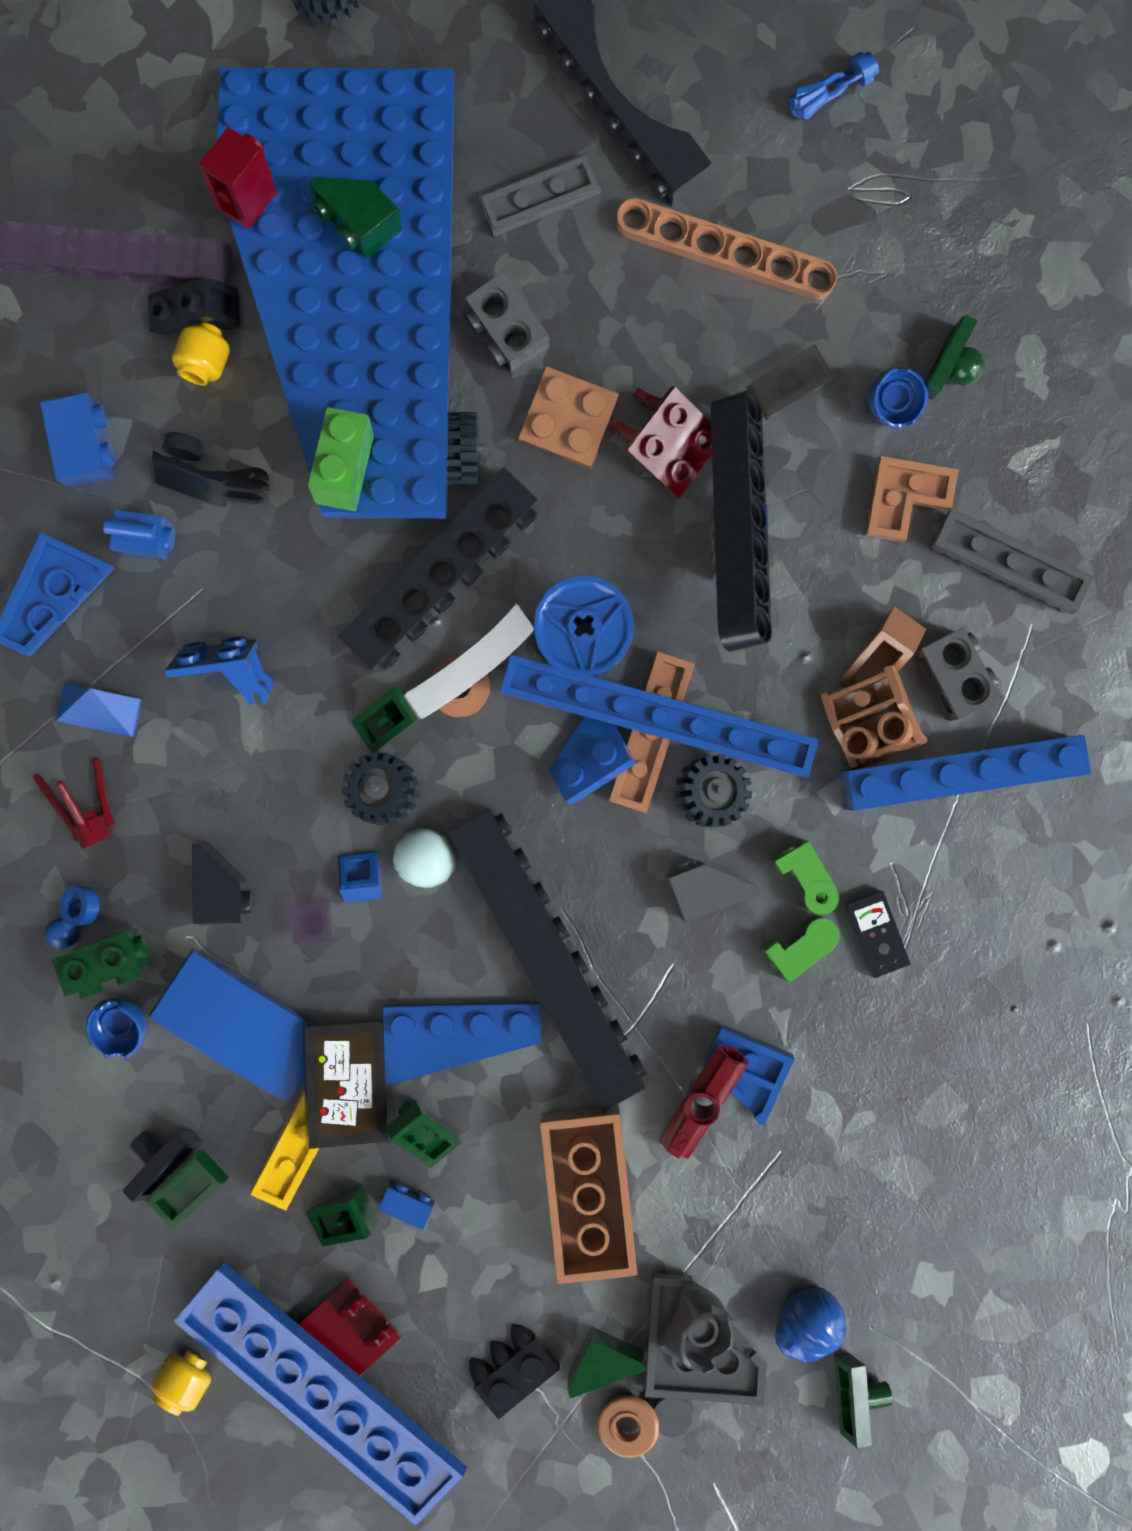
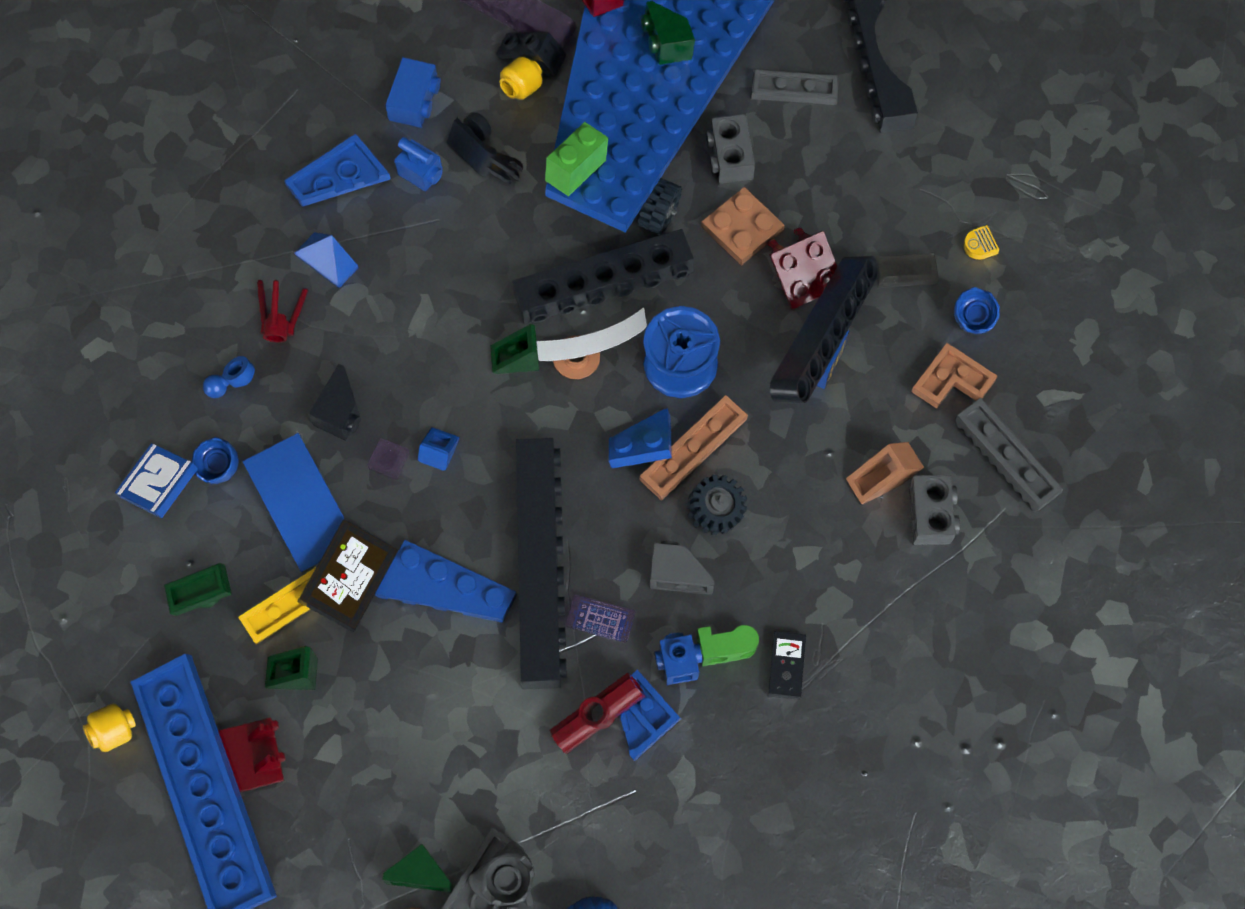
camera: 30 degrees right, 20 degrees down
(63, 1083) = (156, 480): none -> tile
(106, 960) = (232, 412): dark green brick -> none
(159, 1161) = (186, 563): black tile -> none
(233, 657) = (436, 266): blue plate -> none
(380, 789) = (485, 393): black wheel -> none
(406, 1204) = (341, 685): blue piece -> none
(422, 1133) = (383, 635): dark green tile -> none
(424, 858) = (490, 456): light aqua hair -> none
(515, 1371) = (351, 851): black plate -> none
(588, 1194) = (477, 737): nougat brick -> none
(647, 984) = (600, 618): none -> clear purple tile
(660, 716) = (705, 434): blue plate -> none
(728, 241) = (899, 175): nougat beam -> none
(772, 1000) = (678, 669): none -> blue brick
(810, 98) = (1004, 109): blue piece -> none
(815, 885) = (757, 596): bright green leg -> none
(859, 301) = (980, 244): none -> yellow tile
(873, 719) = (856, 511): nougat slope -> none
(958, 363) = (1028, 306): dark green tile -> none
(965, 772) = (954, 591): blue arch -> none

